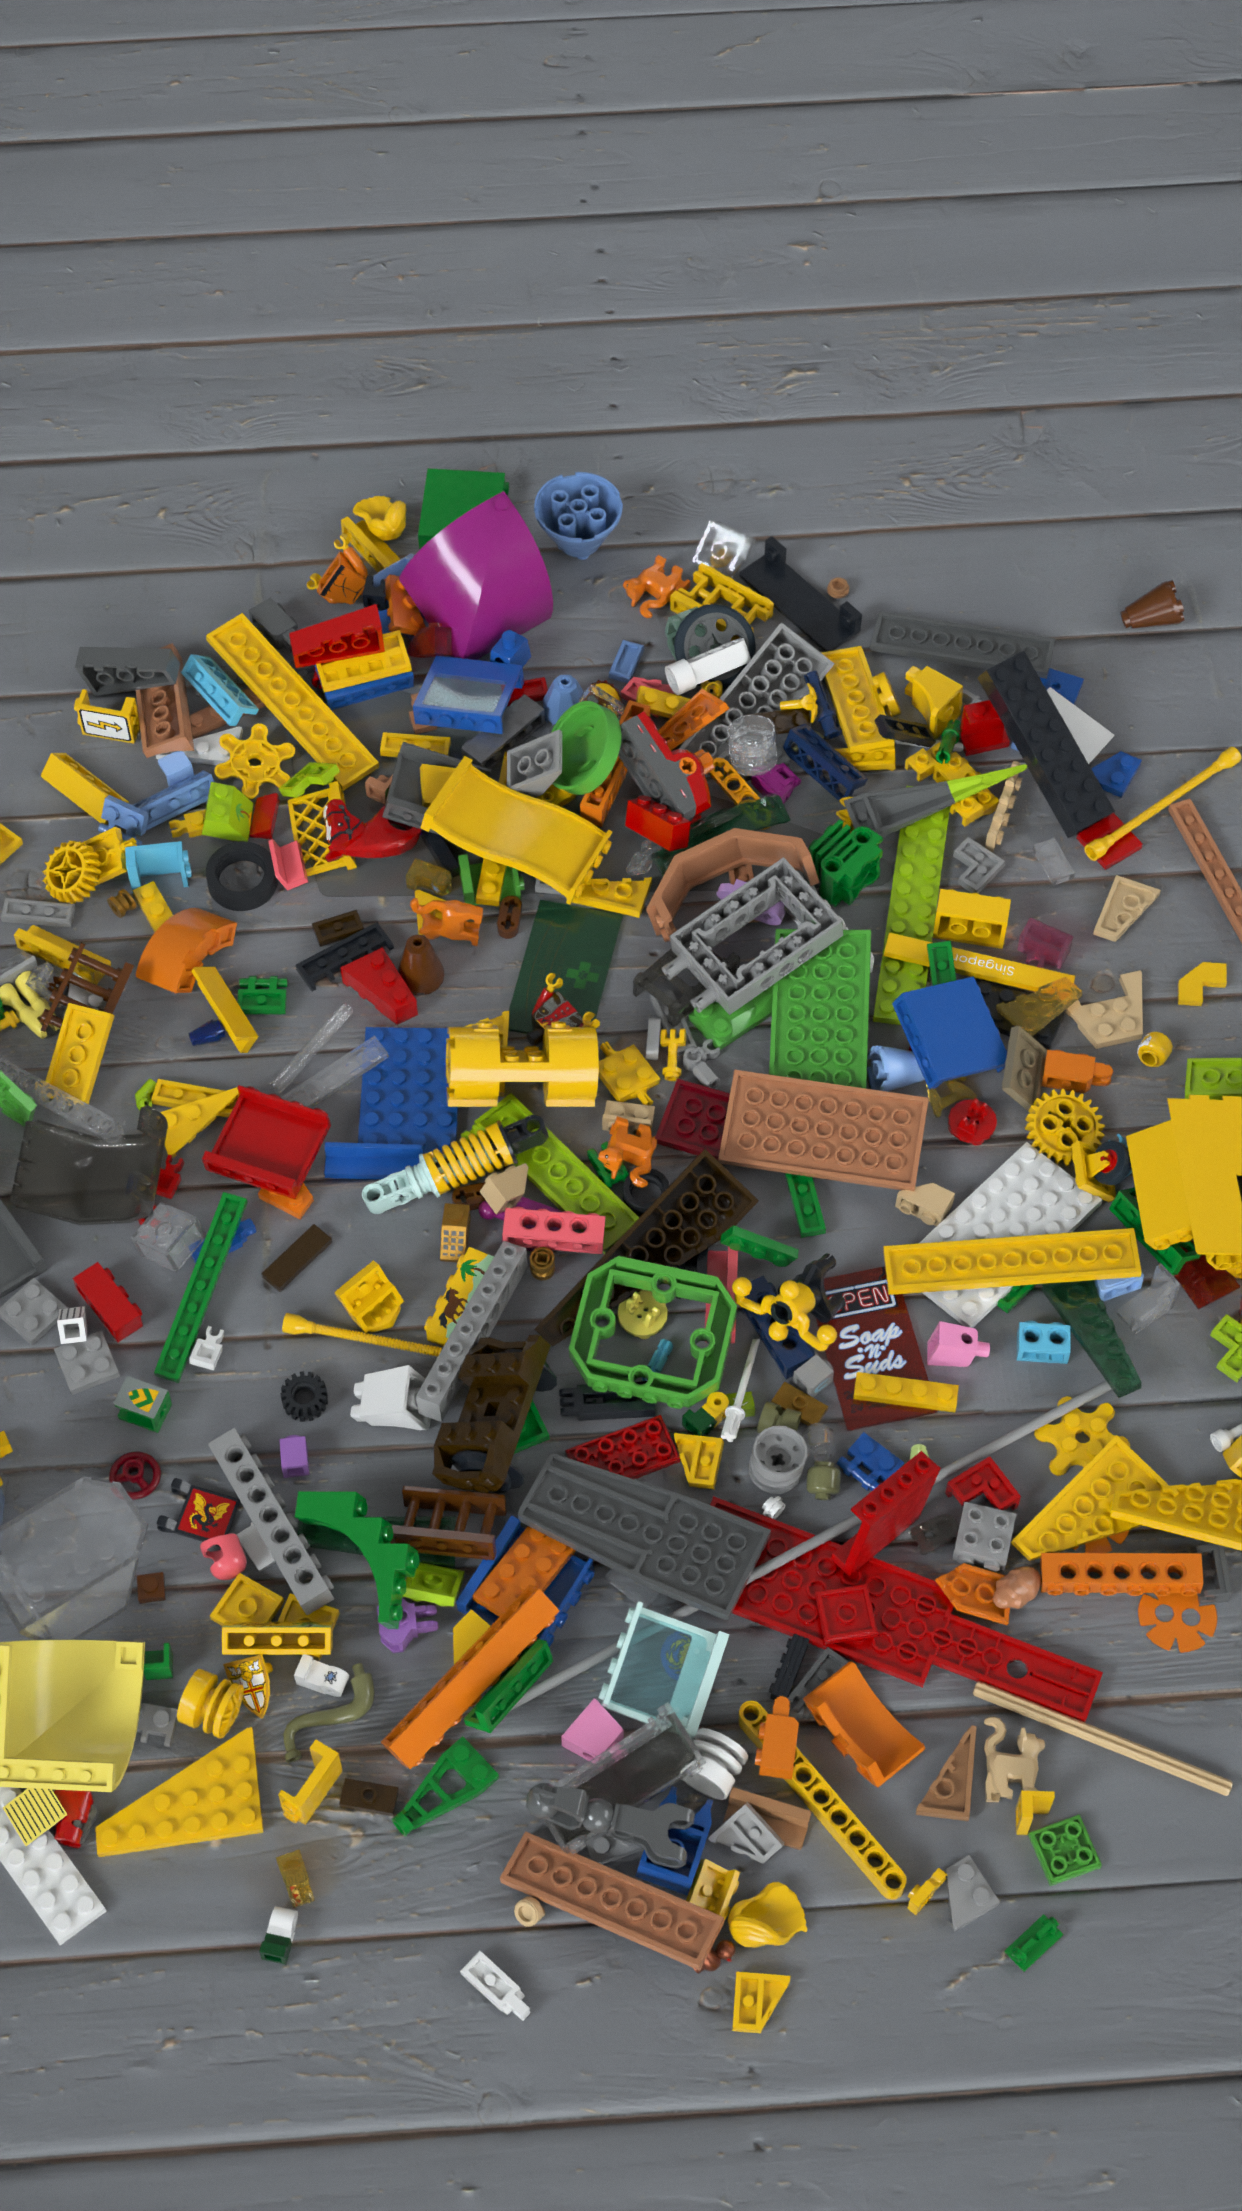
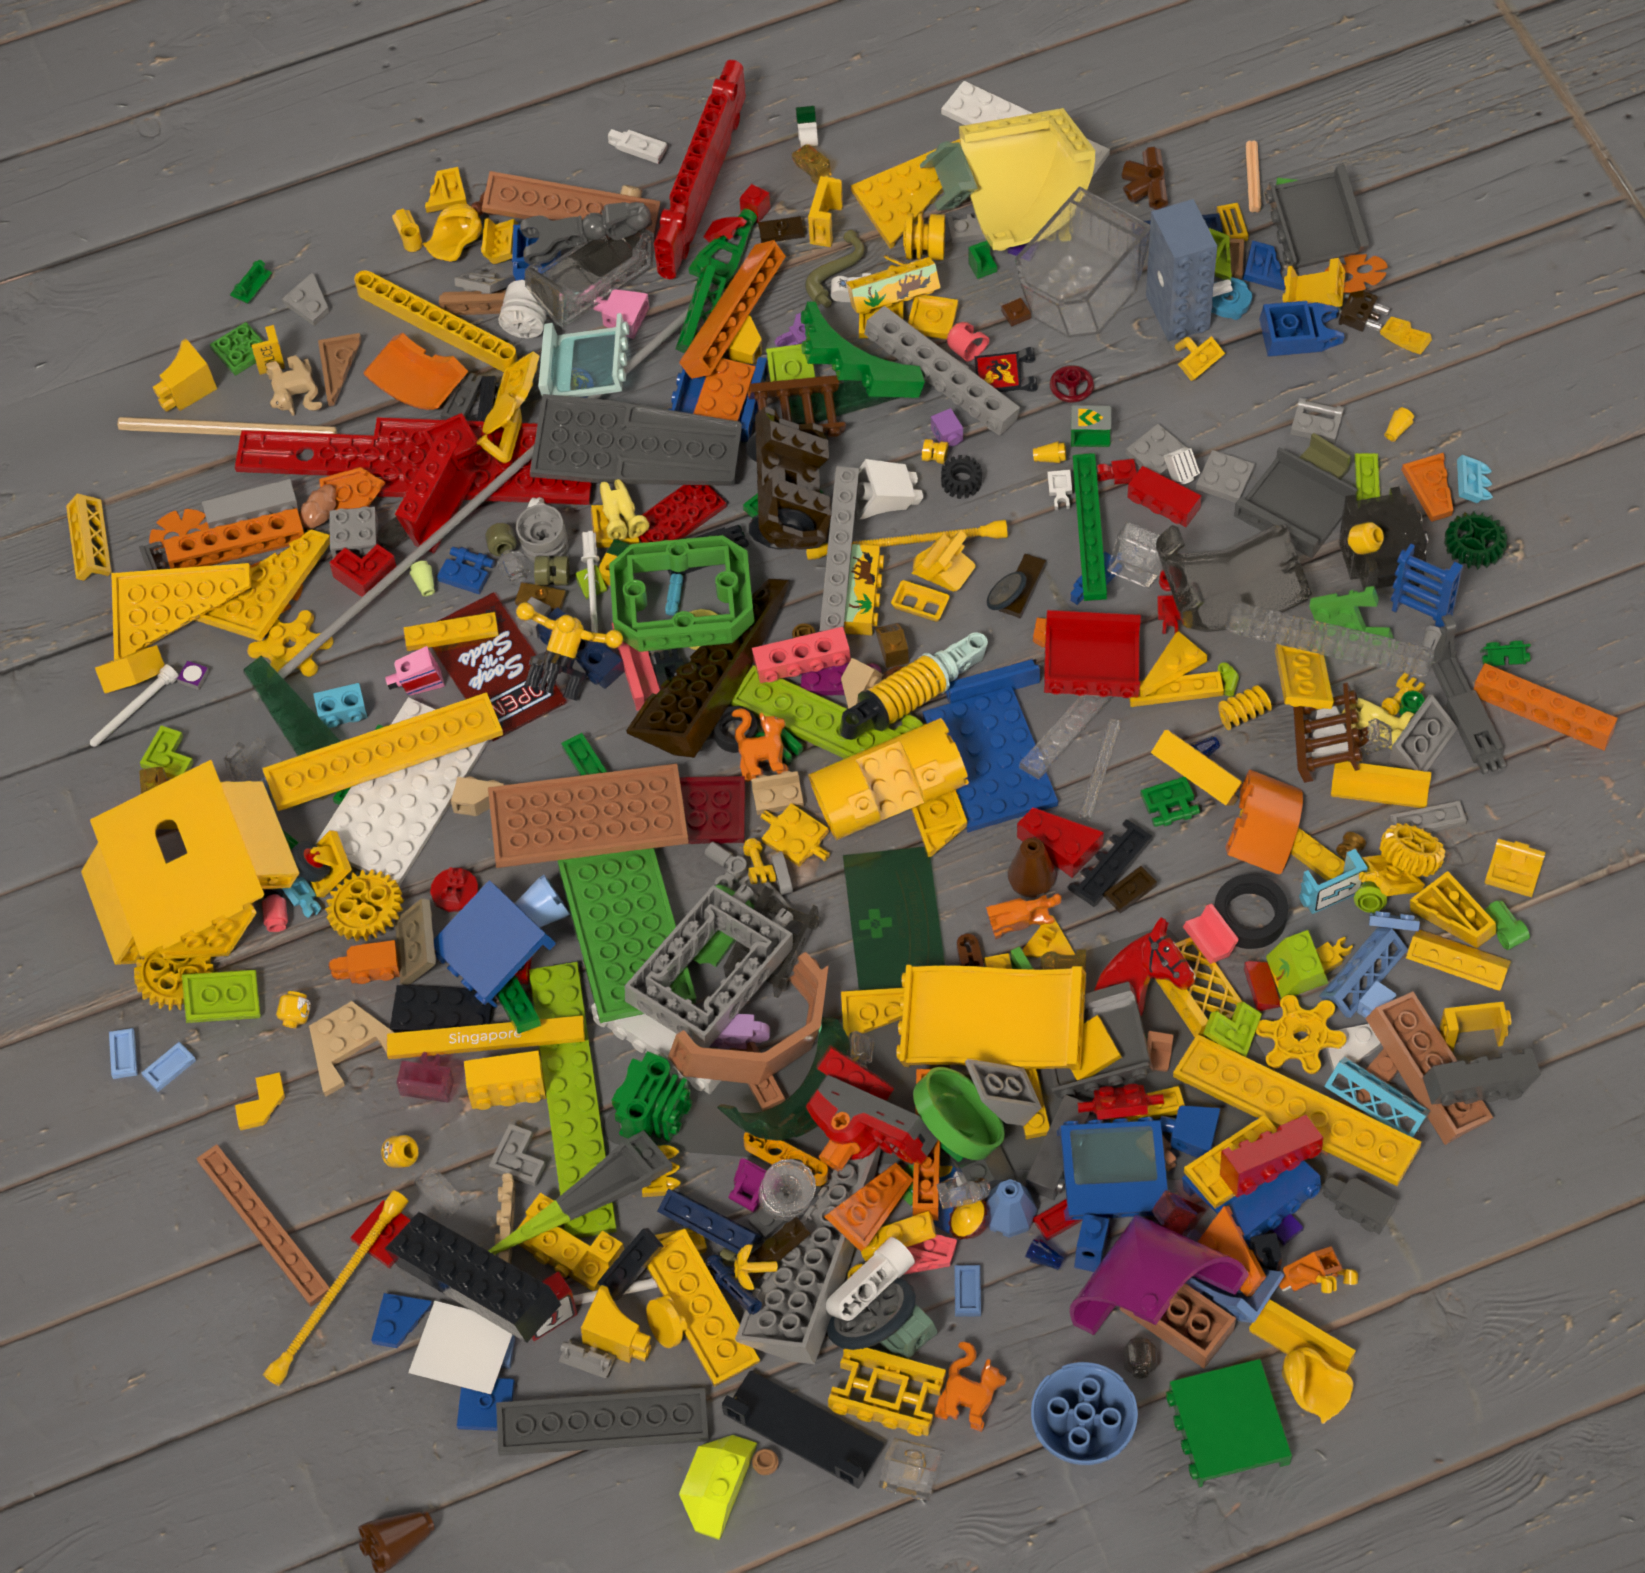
camera: 165 degrees right, 0 degrees up
(27, 796) = (1509, 930): none -> bright green piece
(65, 814) = (1454, 910): none -> yellow wedge
(136, 1350) = (1120, 471): none -> red plate
(139, 1766) = (953, 174): none -> sand green panel
(148, 1056) = (1243, 704): none -> yellow piece
(198, 1393) = (1051, 453): none -> yellow cone
(317, 1245) = (1006, 591): none -> wheel
(318, 1433) = (934, 451): none -> yellow wheel
(383, 714) = (1192, 1129): none -> blue torso
(387, 1836) = (756, 201): none -> red brick
(415, 1263) = (924, 596): none -> yellow piece
(439, 732) = (1120, 1102): none -> red plate
(439, 1811) = (724, 226): none -> red slope
(496, 1805) = (700, 170): none -> red panel
(553, 664) = (1044, 1255): none -> clear blue cone
(554, 1007) = (875, 853): torso -> none
(691, 1468) = (619, 502): none -> light yellow piece
(759, 1246) = (613, 697): green plate -> none
(762, 1642) = (506, 412): none -> yellow plate
(779, 1742) = (475, 328): orange hinge -> none
(821, 1954) = (408, 230): none -> yellow piece
(880, 583) = (715, 1482): none -> neon yellow wedge
(922, 1894) = (340, 285): yellow plate -> none
(950, 737) = (582, 1280): green pin -> none
(1040, 1007) = (413, 1005): clear yellow wing -> none
(1082, 893) = (399, 1151): none -> yellow head
(1094, 1613) = (250, 504): none -> light grey brick
(1123, 907) = (356, 1158): tan wing -> none
(1139, 1803) = (184, 380): none -> yellow hips
(1194, 1434) = (193, 675): none -> tile

